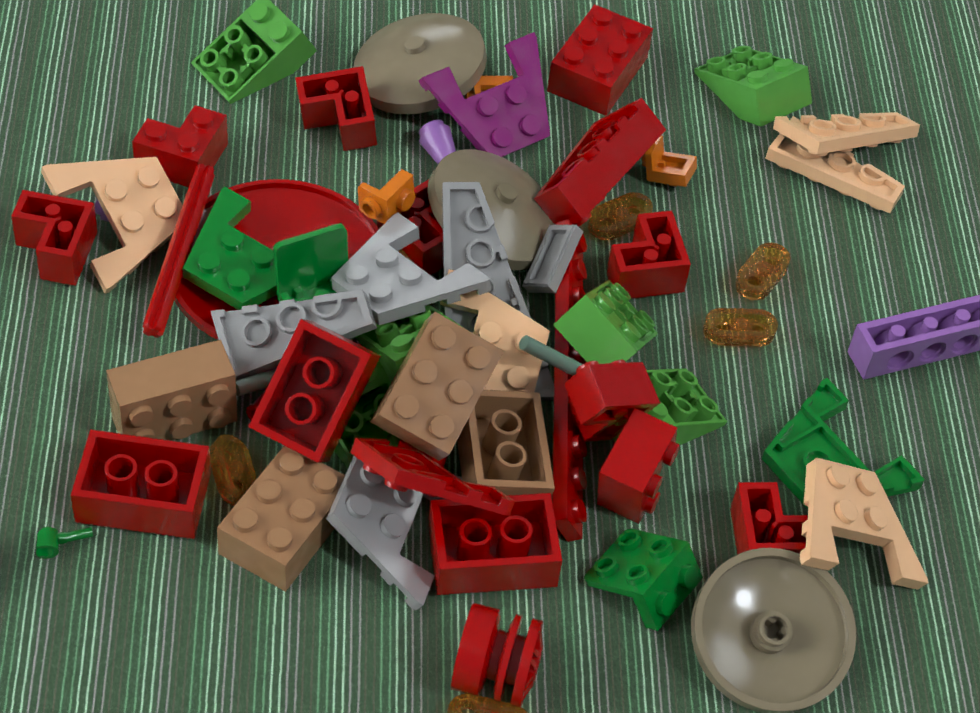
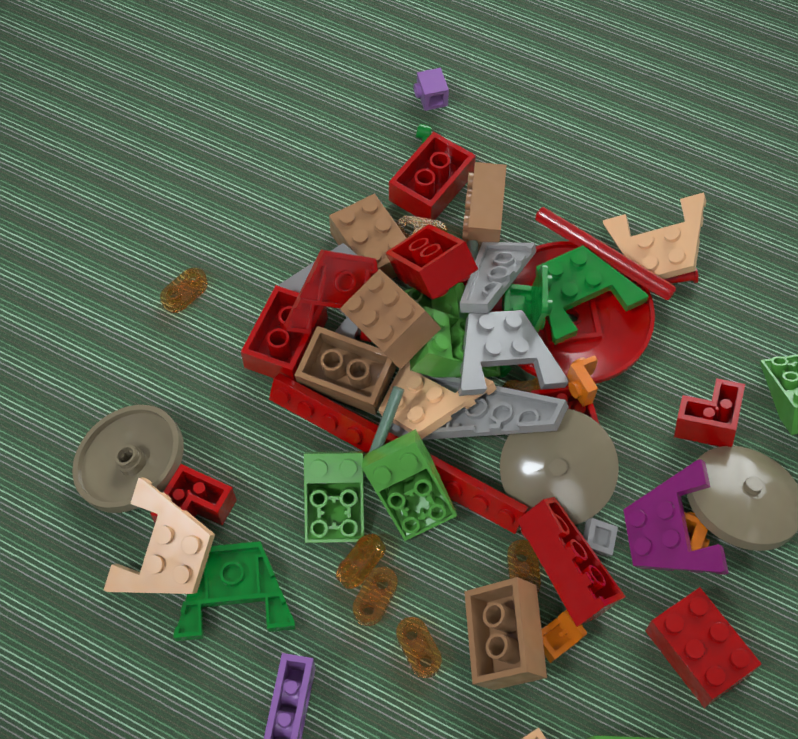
camera: 125 degrees right, 10 degrees up
(58, 230) = (654, 205): red brick -> none
(181, 149) = (709, 304): red brick -> none
(437, 139) = (650, 475): medium lavender cone -> none
(497, 655) = (208, 295): red wheel -> none
(539, 165) = (600, 536): none -> light grey plate
(552, 258) = (491, 482): light grey tile -> none
(606, 396) = (331, 425): red brick -> none
(632, 469) = (280, 429): red brick -> none
(650, 570) = (217, 413): green bracket -> none
(653, 260) = (457, 561): red brick -> none
(710, 189) = (505, 634): none -> medium nougat brick
(714, 353) = (360, 561): none -> clear orange plate

